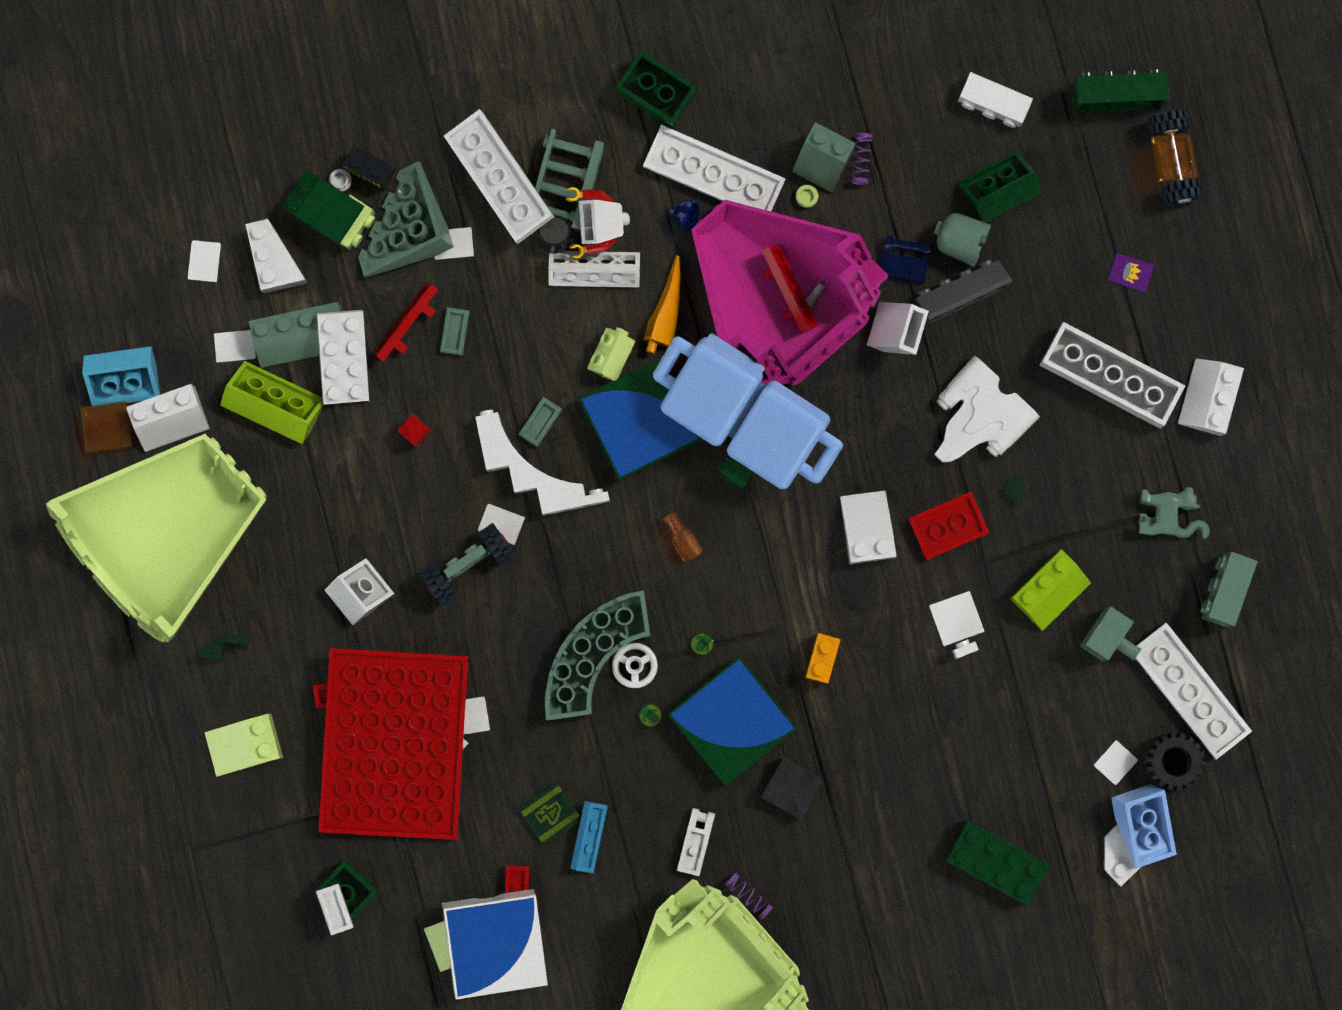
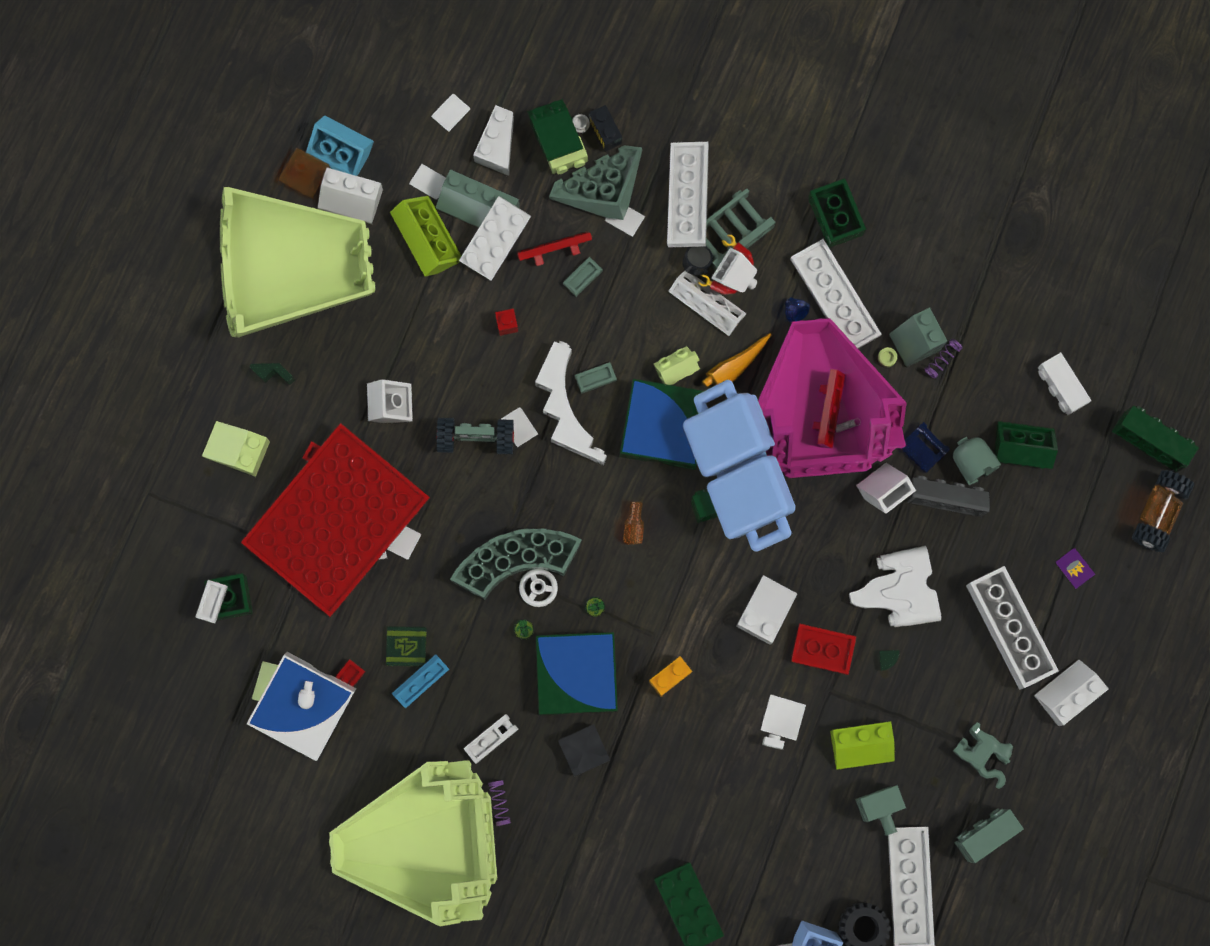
camera: 30 degrees right, 5 degrees down
(494, 932) = (306, 696): none -> white cylinder
(1115, 762) = (822, 899): white sticker -> none

